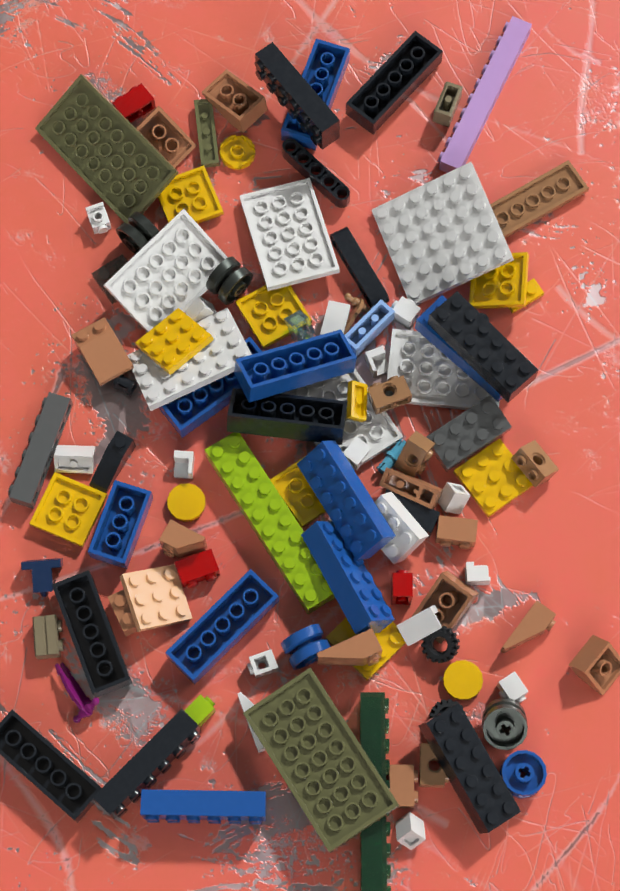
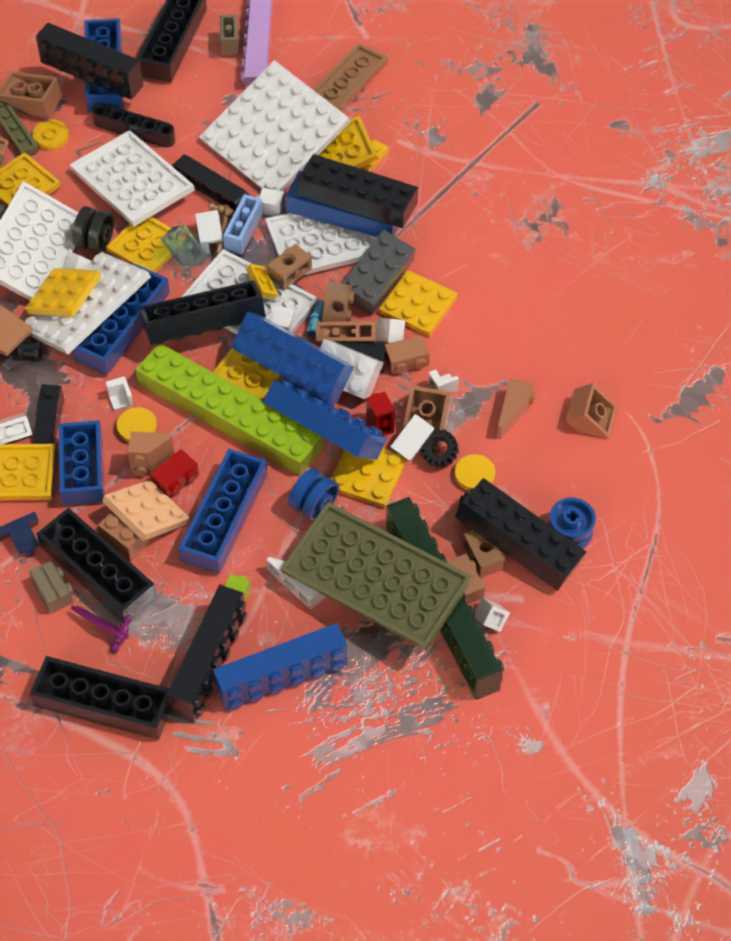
camera: 25 degrees left, 15 degrees down
(264, 657) = (278, 528): white brick -> none
(295, 365) = (190, 267): blue brick -> none
(354, 651) = (361, 478): nougat slope -> none
(376, 361) = (262, 250): white panel -> none
(504, 723) = (545, 484): pearl dark grey wheel -> none
(512, 688) = (524, 460): white brick -> none
(535, 463) = (450, 275): medium nougat brick -> none

